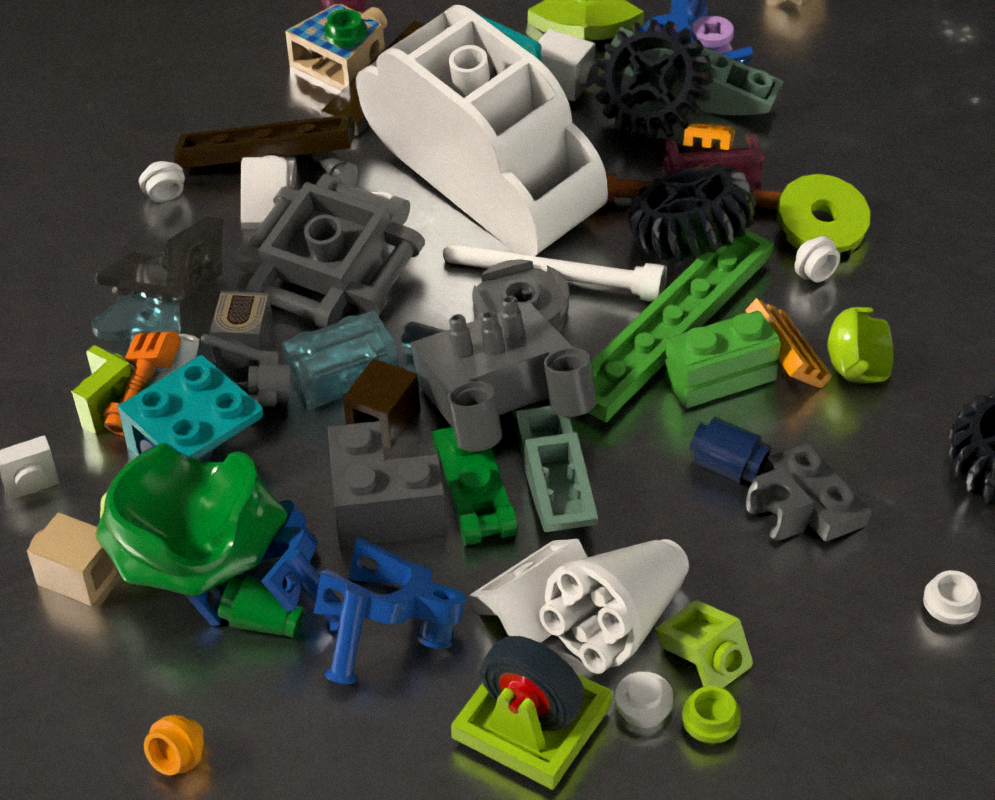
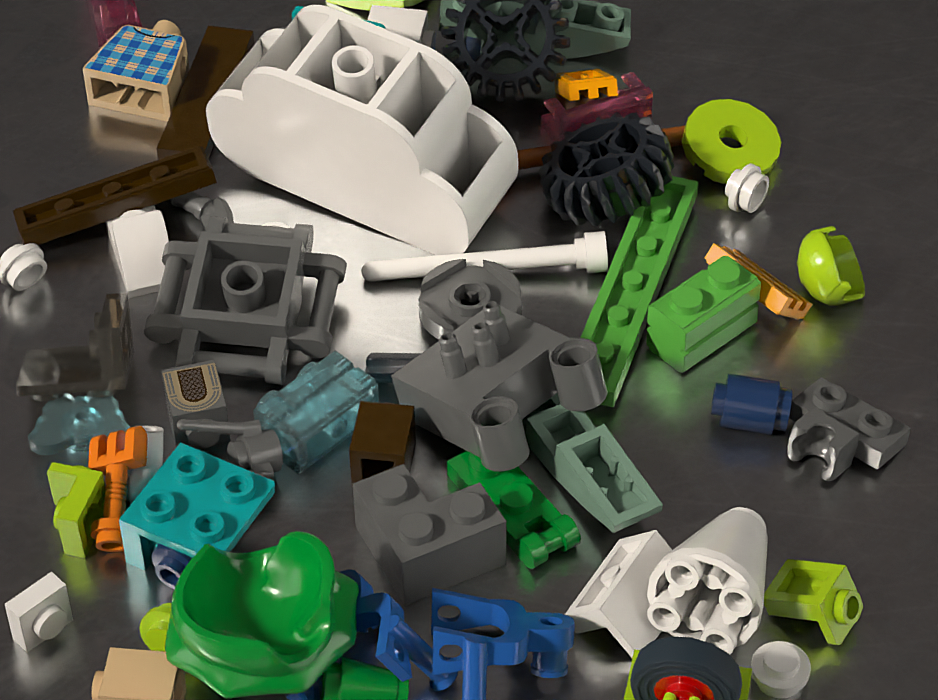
camera: 20 degrees left, 0 degrees up
(345, 28) = (153, 52): green plate -> none
(711, 715) = (850, 665): lime plate -> none

